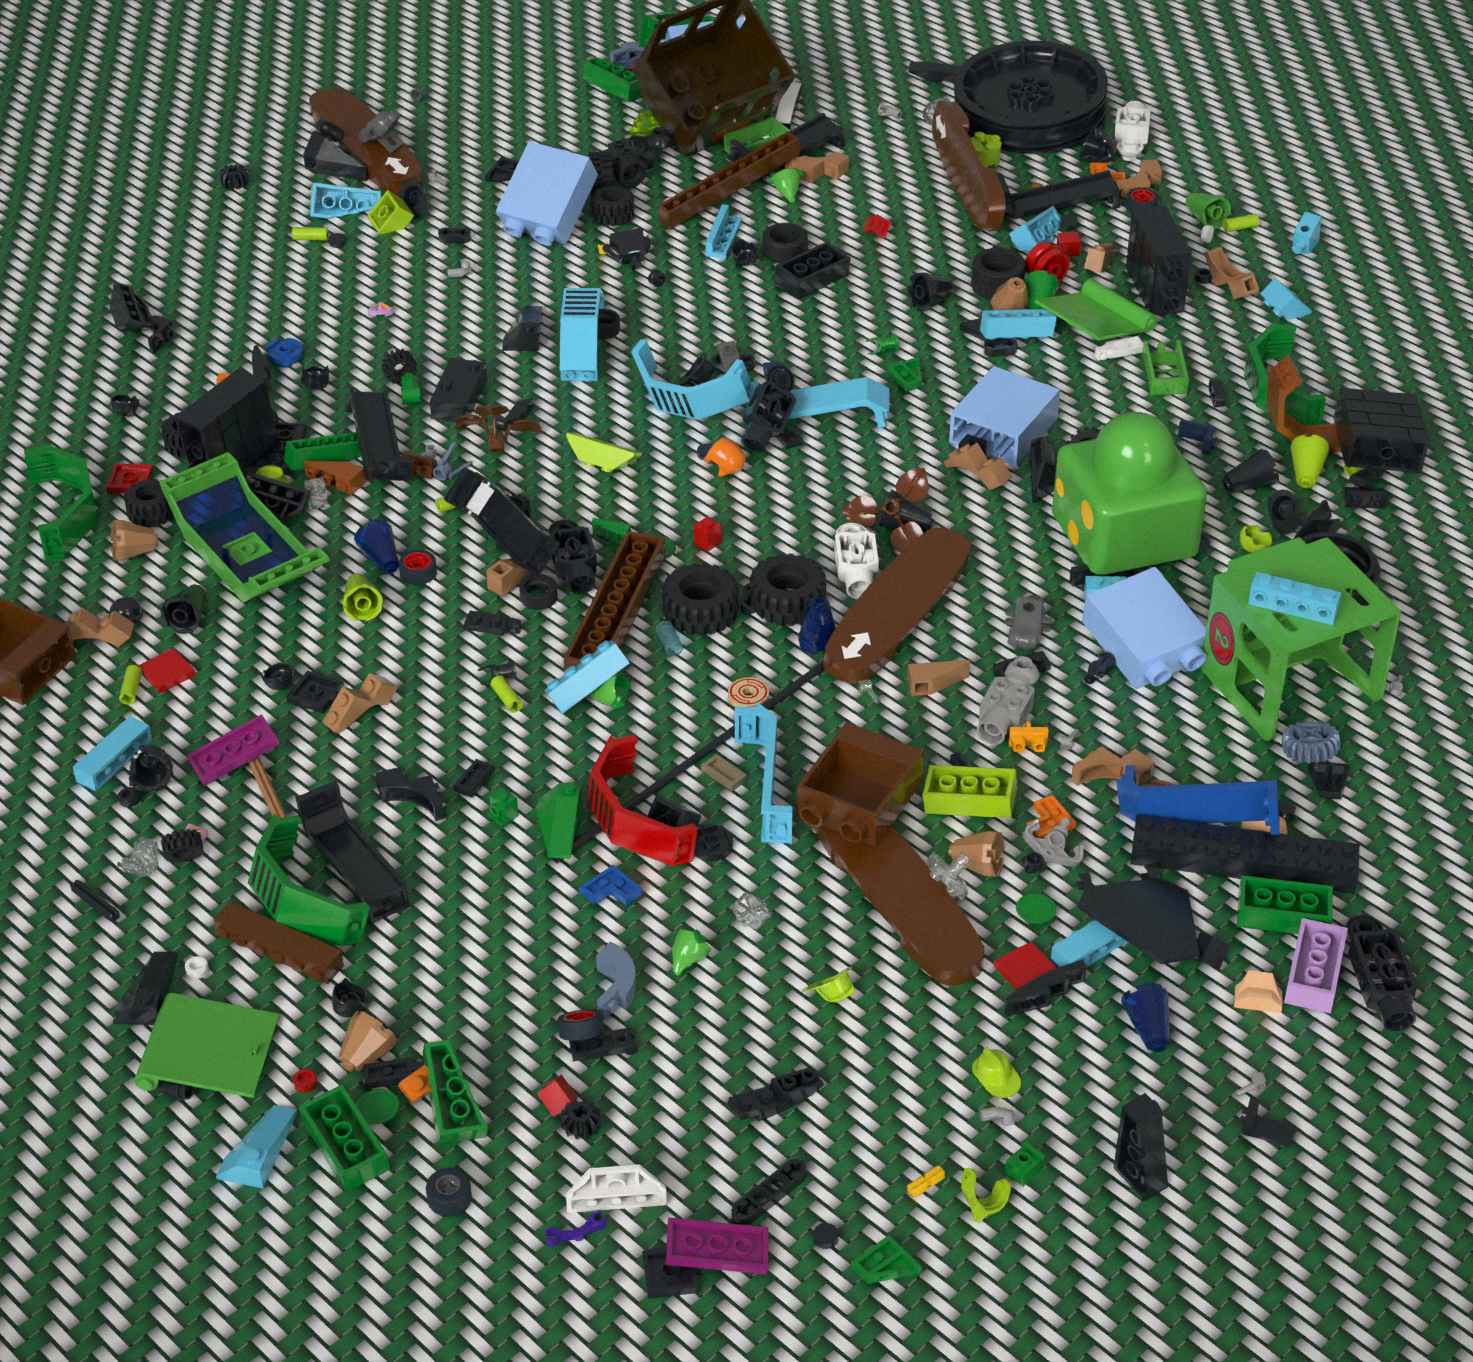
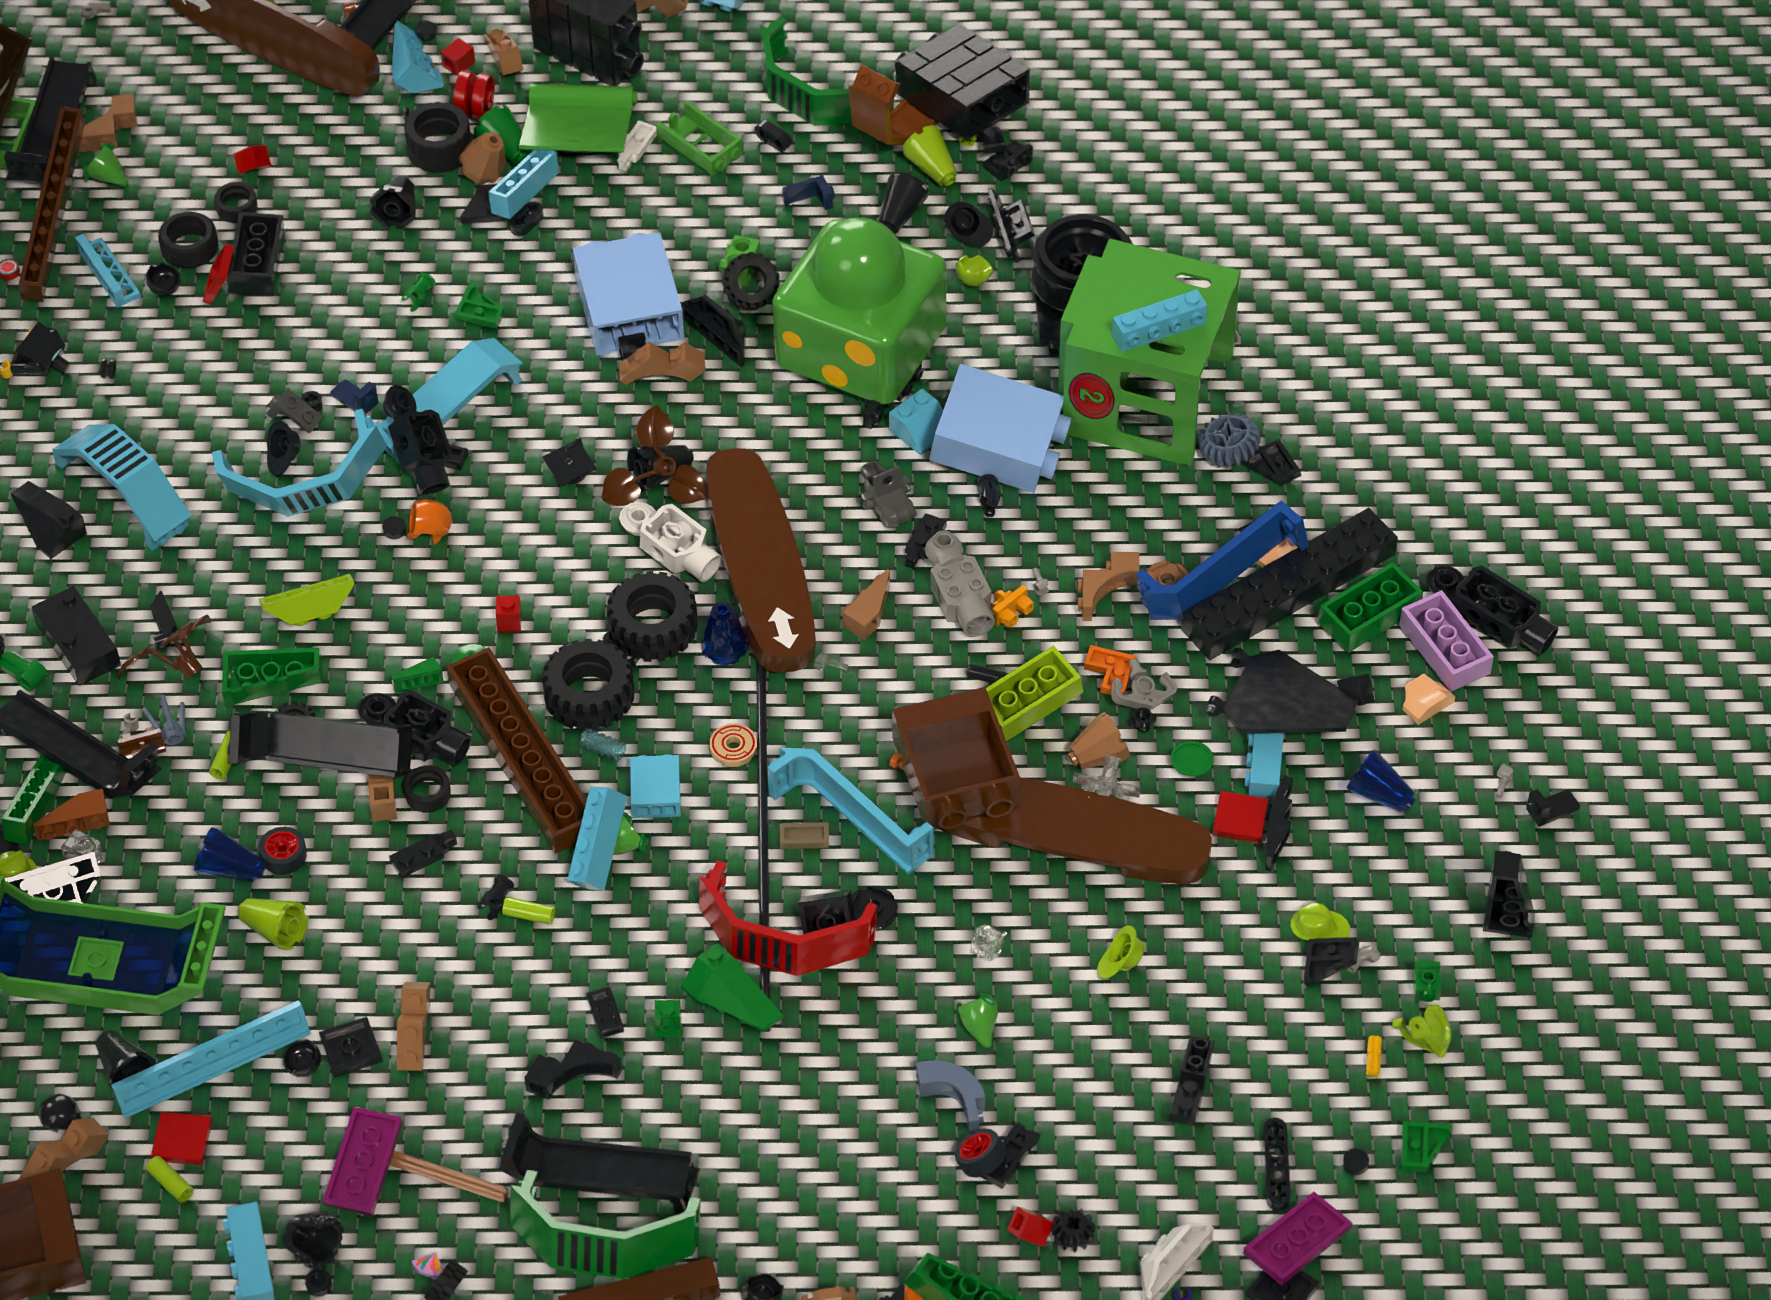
camera: 45 degrees left, 10 degrees up
(231, 639) = (211, 1059): none -> medium azure plate
(530, 473) = (268, 672): none -> green wedge
(611, 882) = (844, 1008): blue plate -> none
(668, 681) = (655, 786): none -> medium azure brick
(768, 269) = (218, 273): none -> red tile
(843, 235) = (230, 191): none -> black tyre
(851, 482) = (570, 463): none -> black hat
(970, 1094) = (1329, 957): none -> black wing

